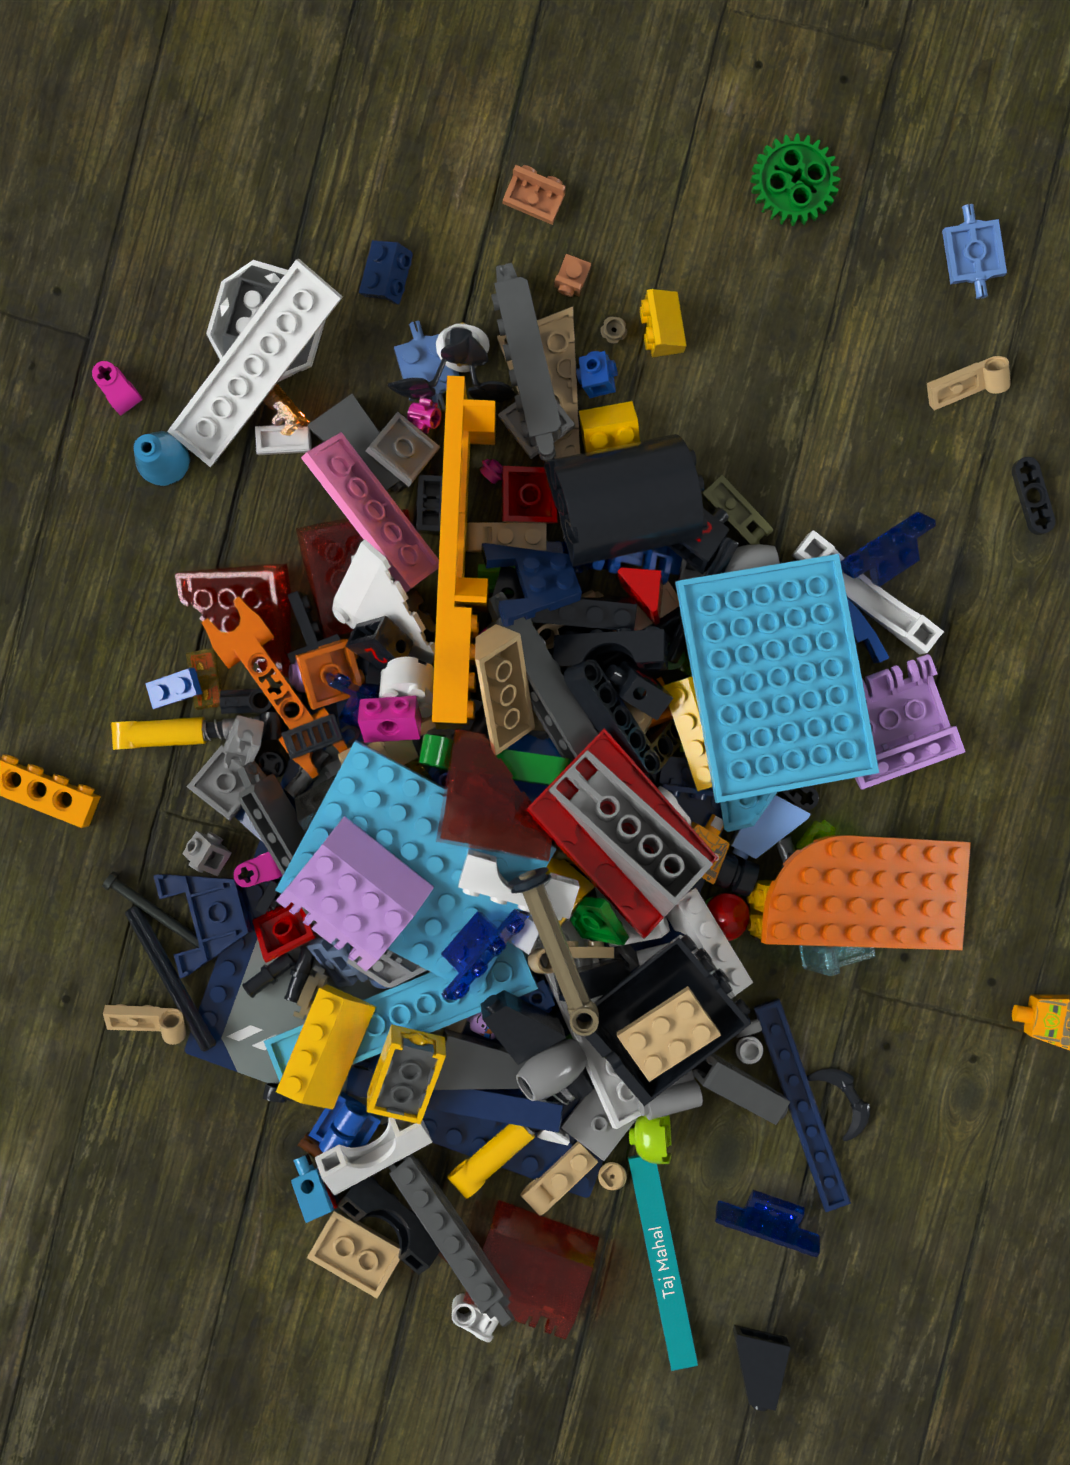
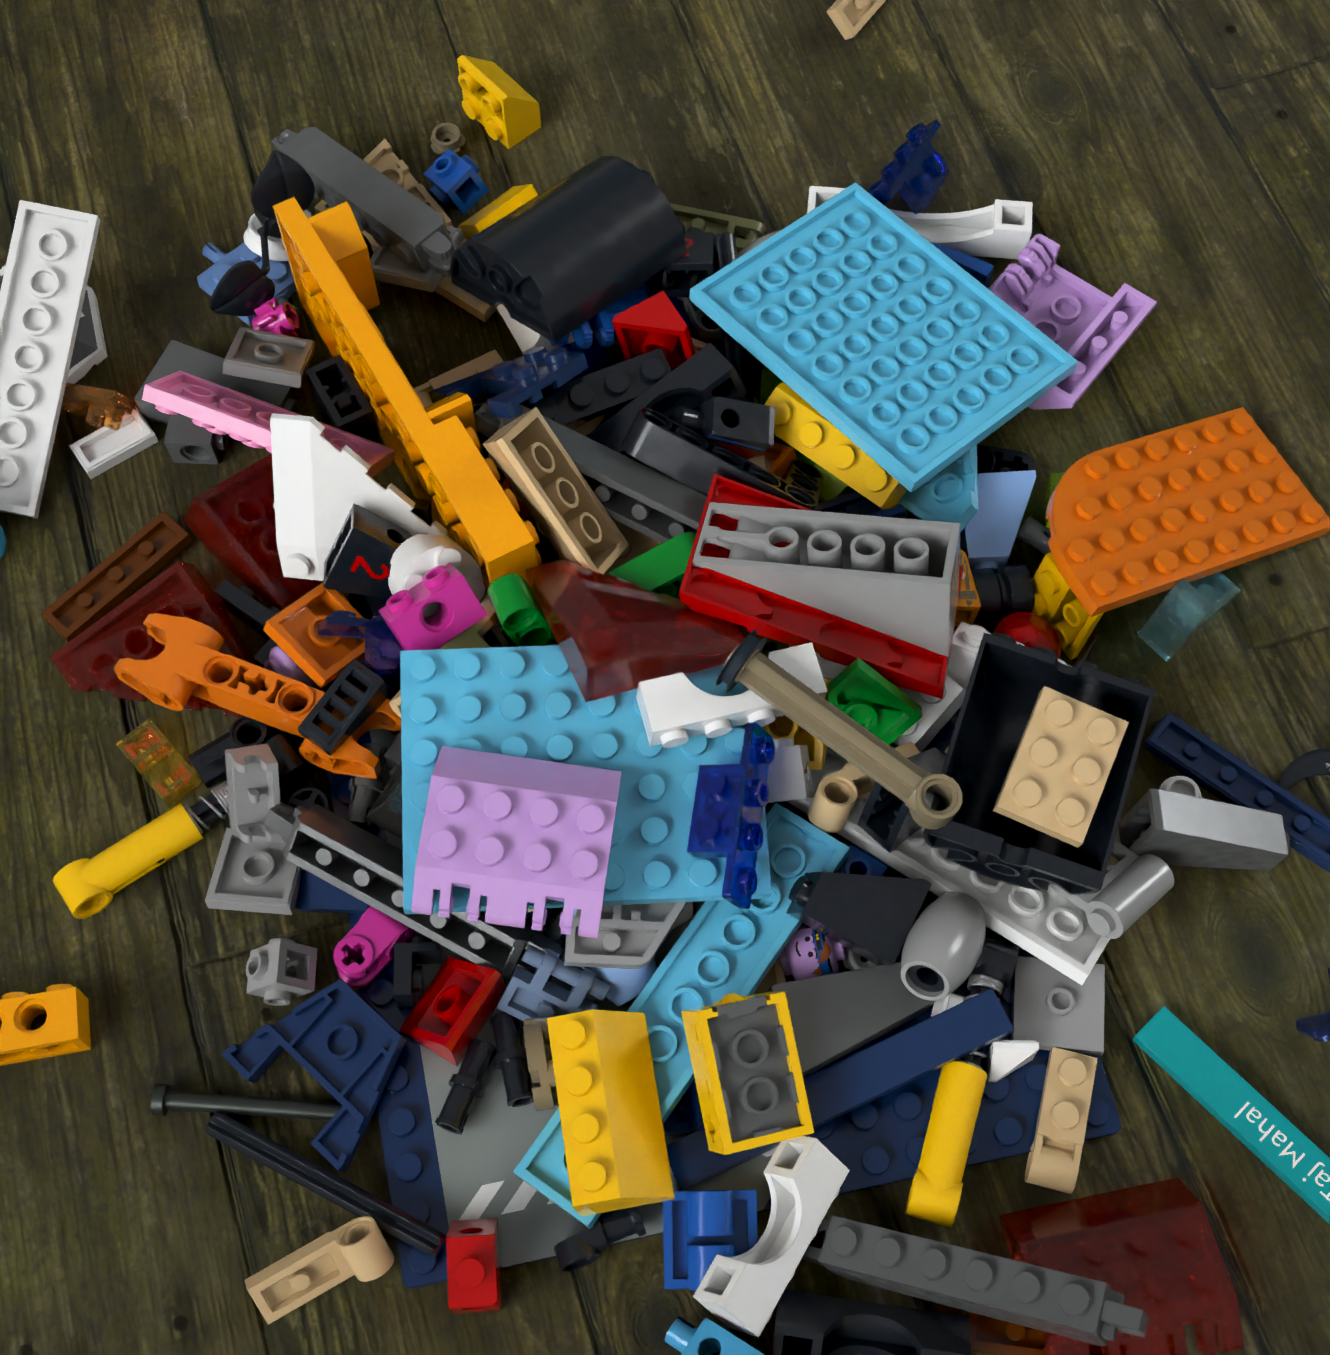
camera: 30 degrees left, 25 degrees down
(173, 688) = (120, 791): plate -> none
(218, 1075) = (473, 1266): none -> red torso
(238, 541) = (117, 577): none -> reddish brown plate
(310, 1146) = (678, 1303): reddish brown pin -> none
(386, 271) = (143, 215): dark blue bracket -> none
(492, 470) = (397, 337): dark pink plate -> none
(526, 496) = (455, 328): red slope -> none
(534, 194) = (273, 63): nougat bracket -> none
(572, 276) = (365, 118): nougat bracket -> none
(612, 1176) = (1131, 1074): tan tile -> none
(652, 1139) = (1143, 973): lime cylinder -> none
(754, 1027) = (1156, 767): light grey tile -> none
(1022, 491) = (1042, 68): black beam -> none

